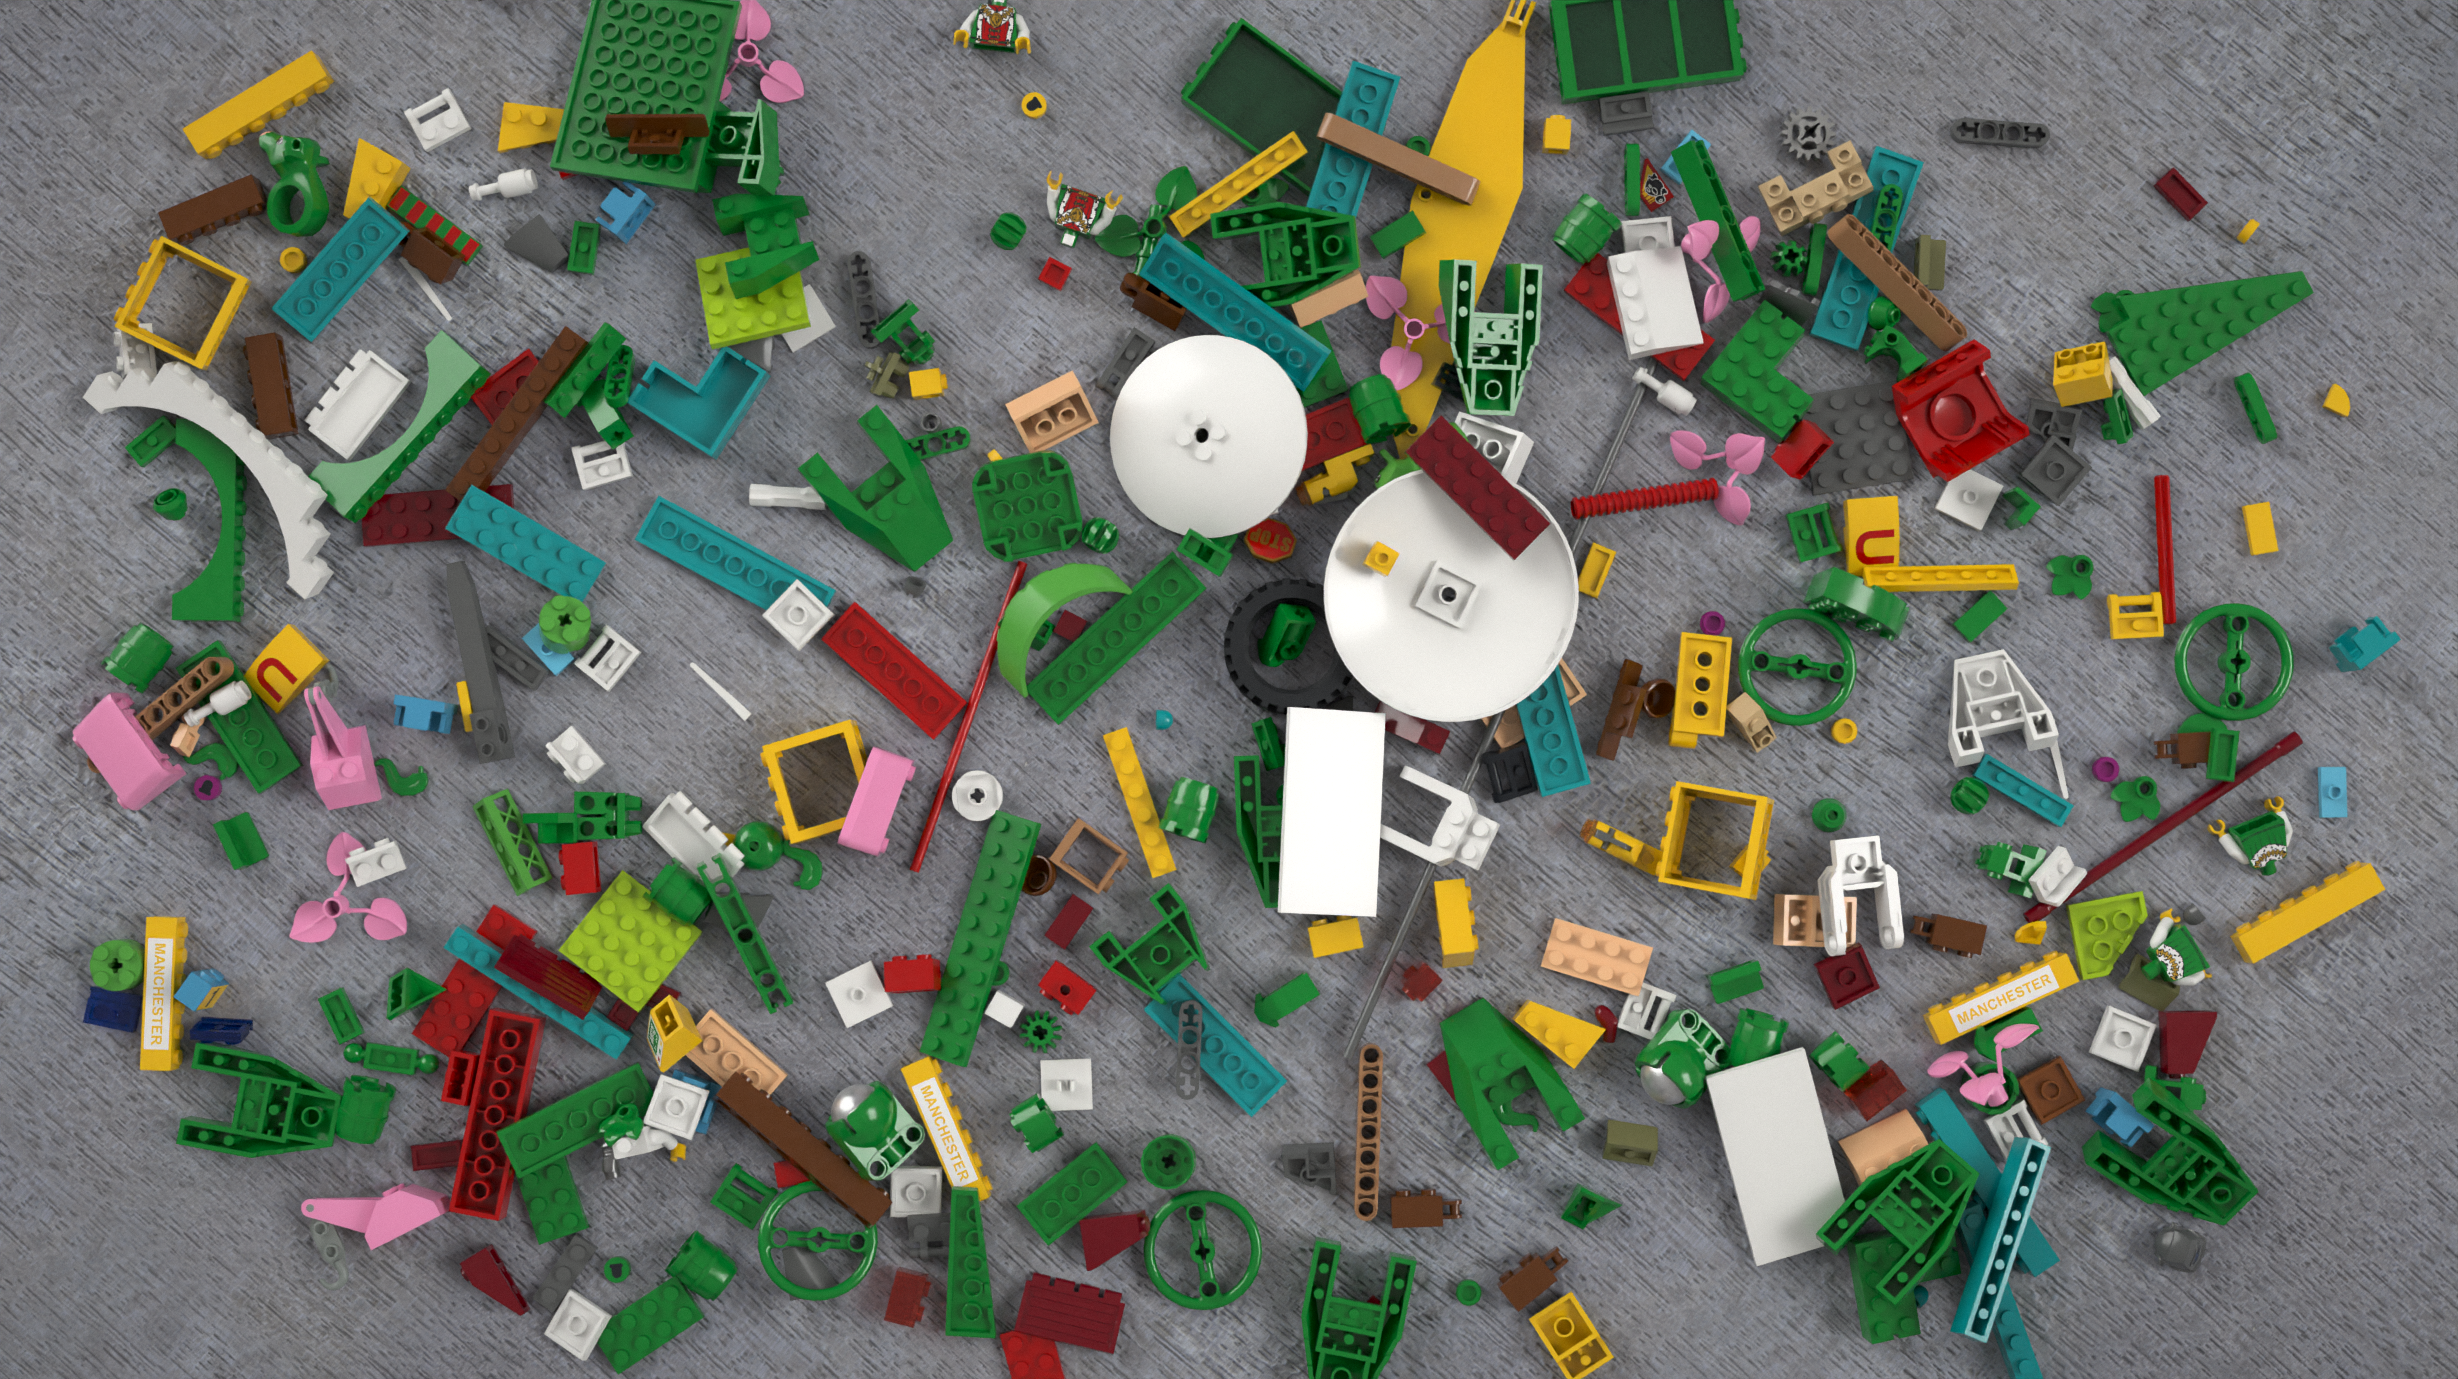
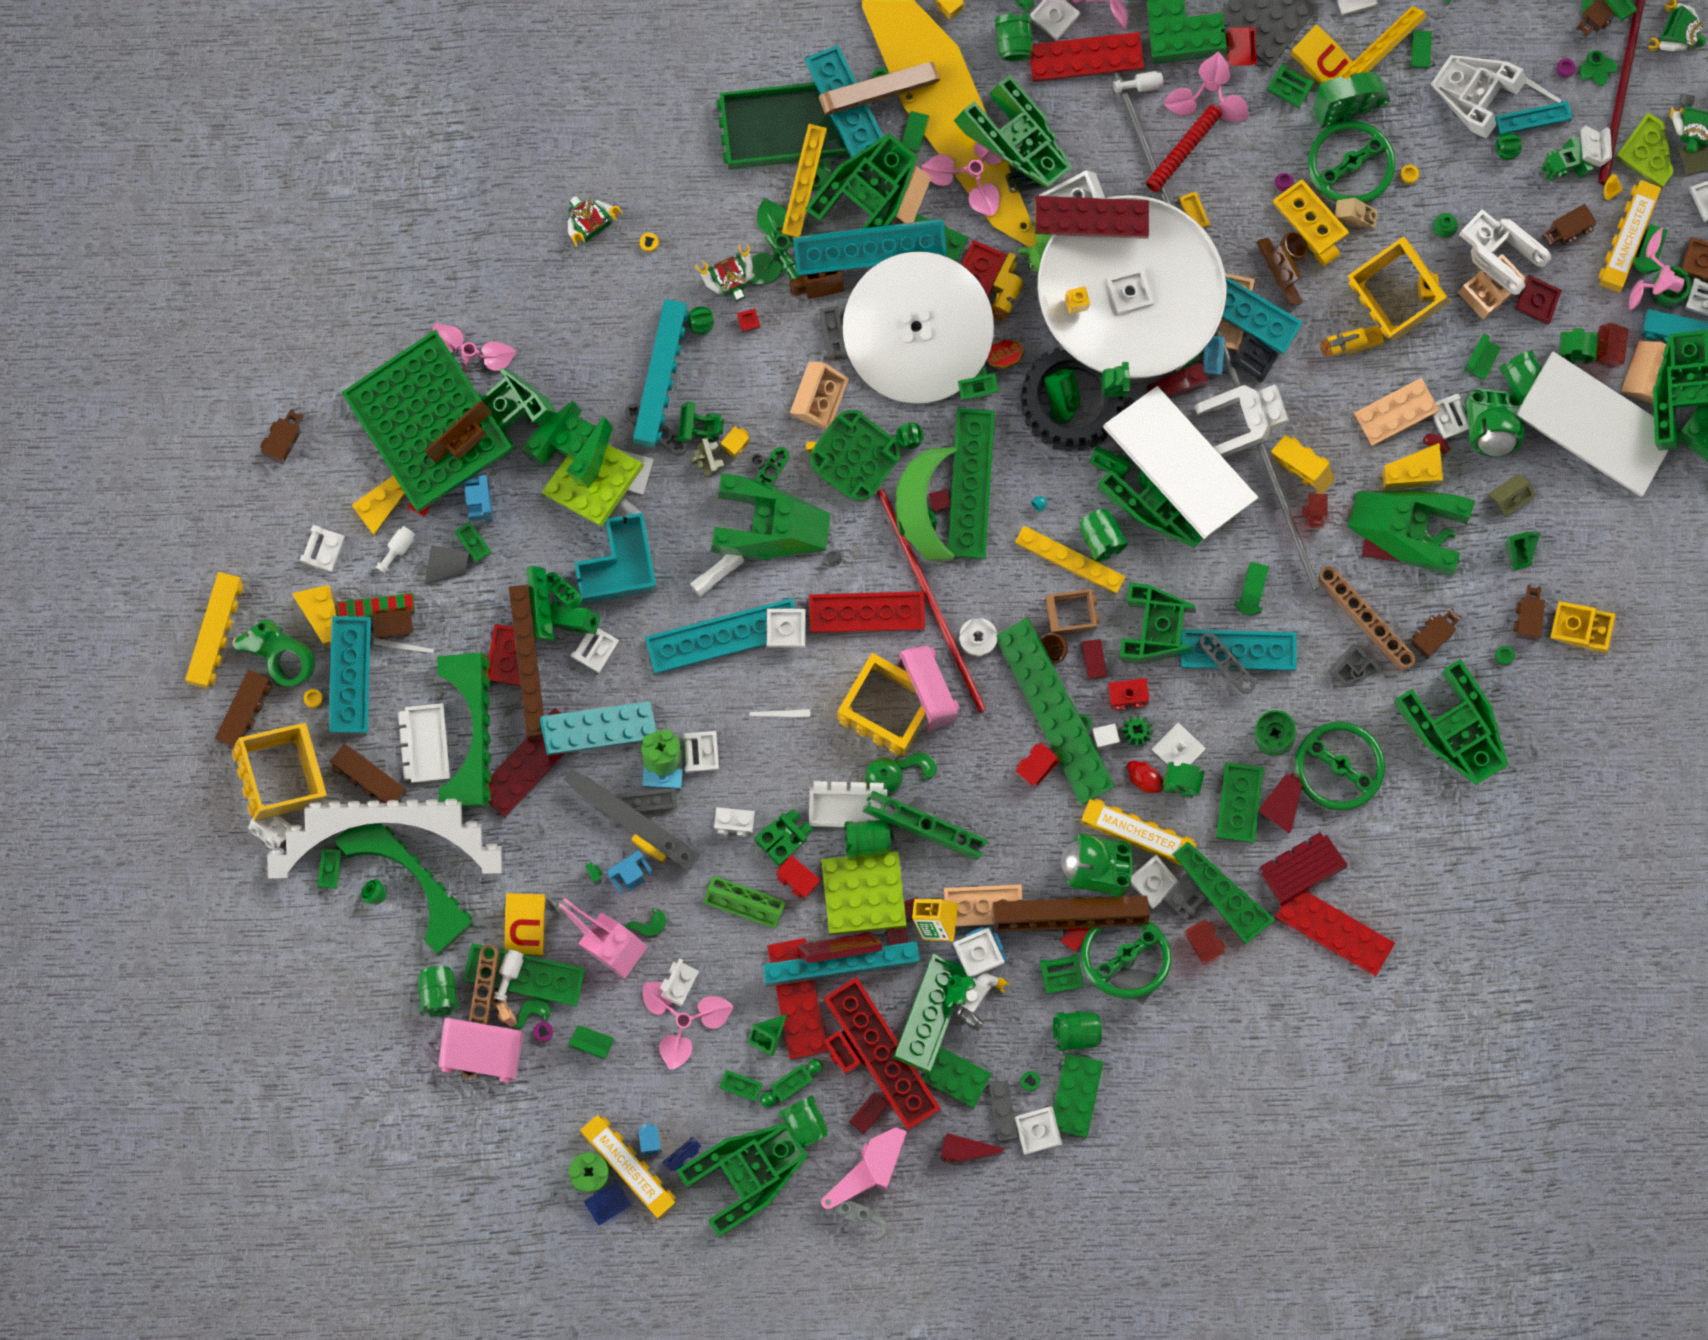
camera: 45 degrees left, 10 degrees down
(395, 680) = (594, 872): none -> green plate
(554, 826) = (761, 868): green panel -> none
(859, 994) = (1017, 805): white plate -> none
(916, 248) = (659, 374): none -> teal brick
(1007, 1082) = (1145, 777): none -> red arm
(1335, 936) = (1246, 531): yellow brick -> none
(1340, 676) = (1116, 381): none -> green piece
(1378, 409) = (995, 230): green piece -> none
(1471, 735) = (1214, 356): none -> medium azure plate
(1654, 301) = (1087, 41): white slope -> none

